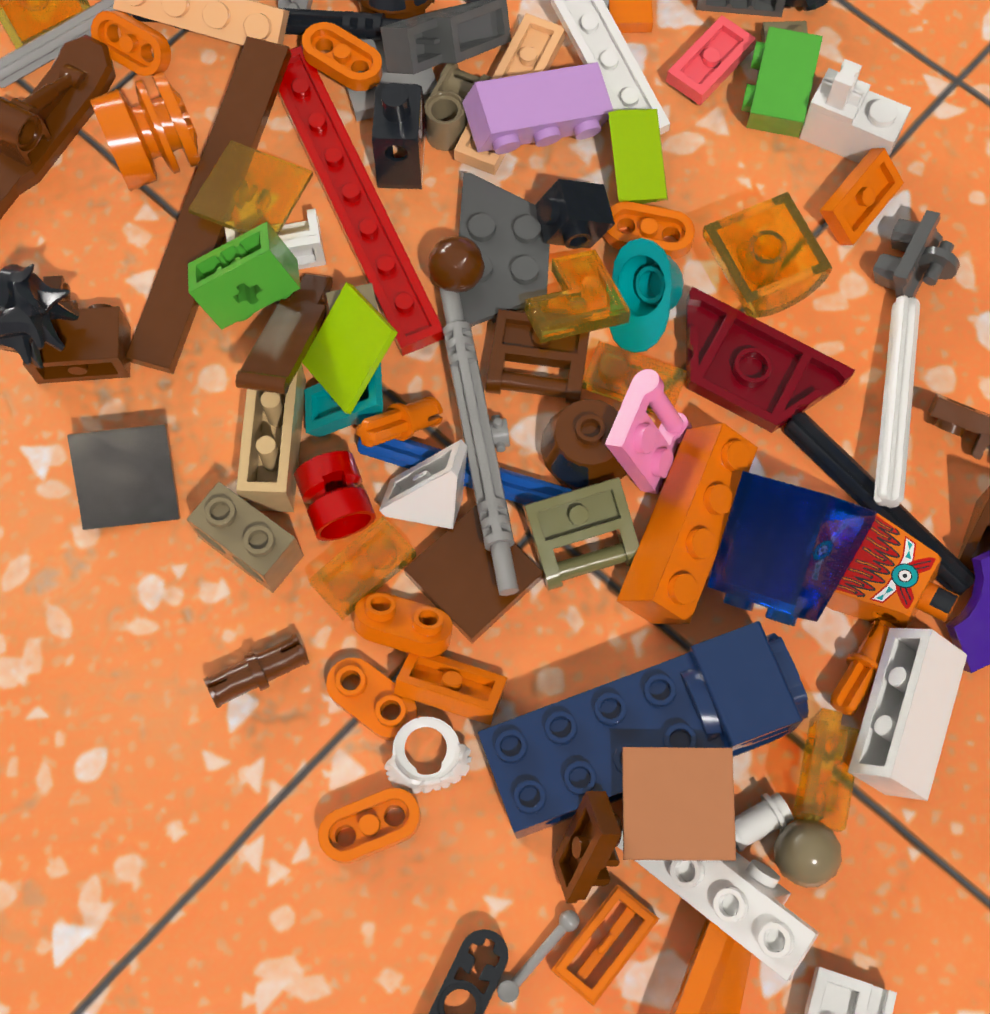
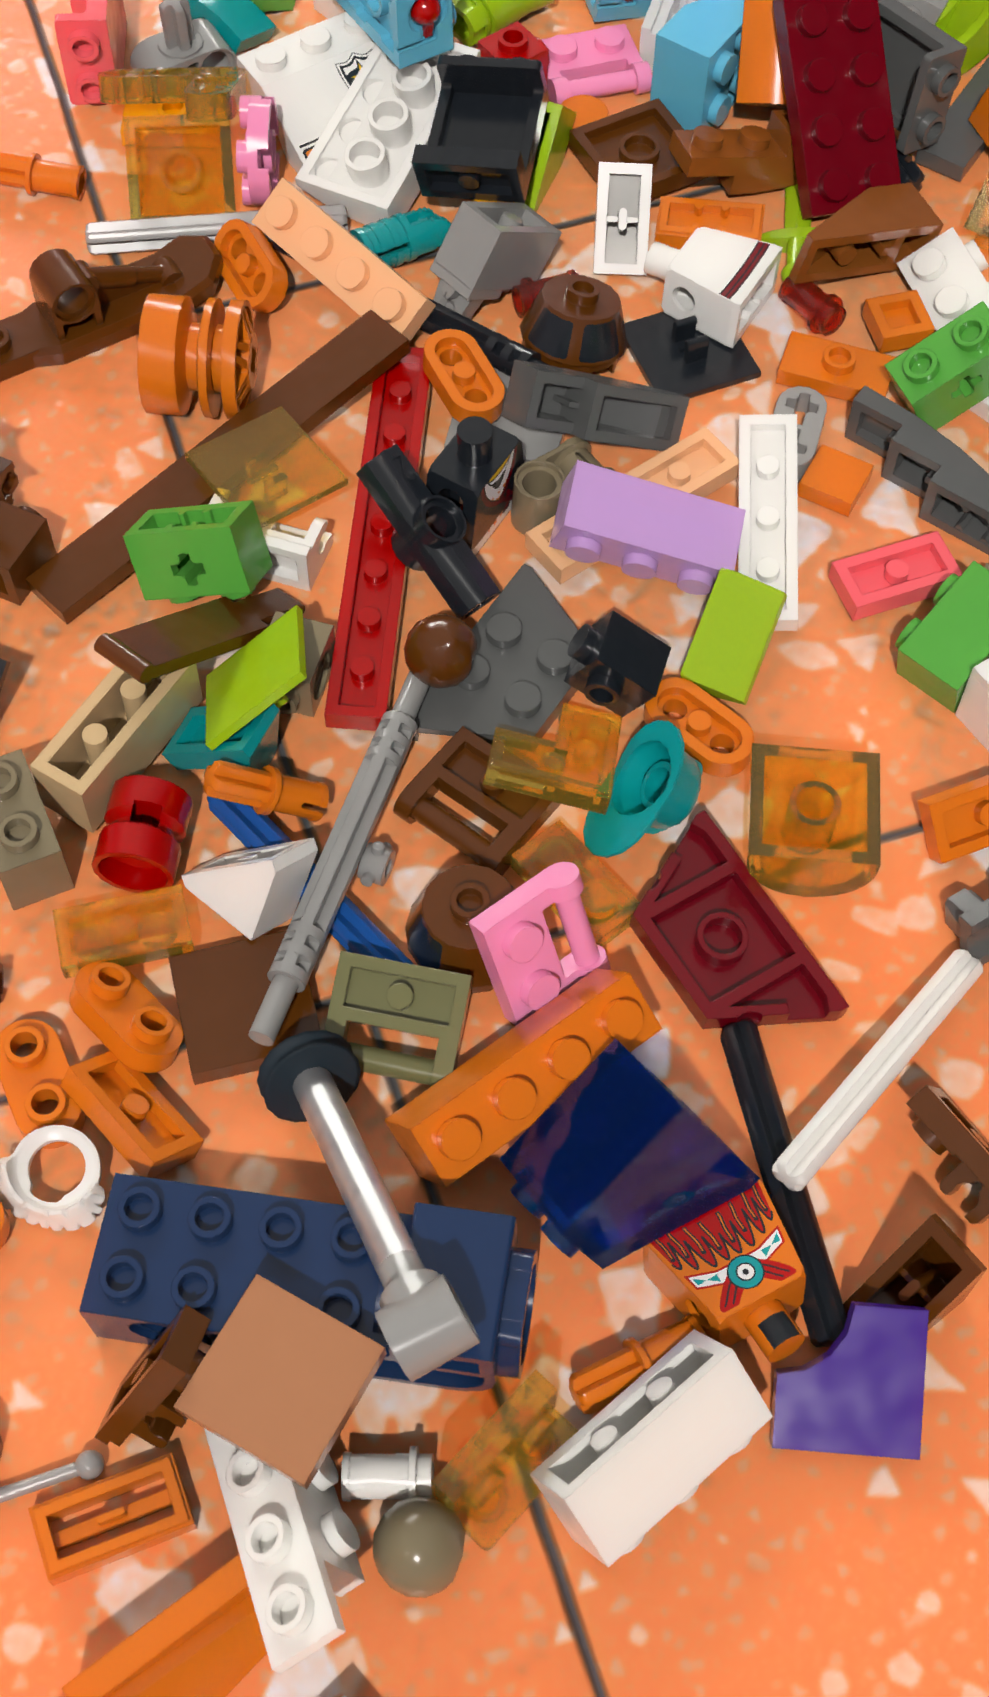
camera: 25 degrees right, 10 degrees down
(394, 183) = (428, 532): none -> black piece
(747, 712) = (420, 1312): none -> piece

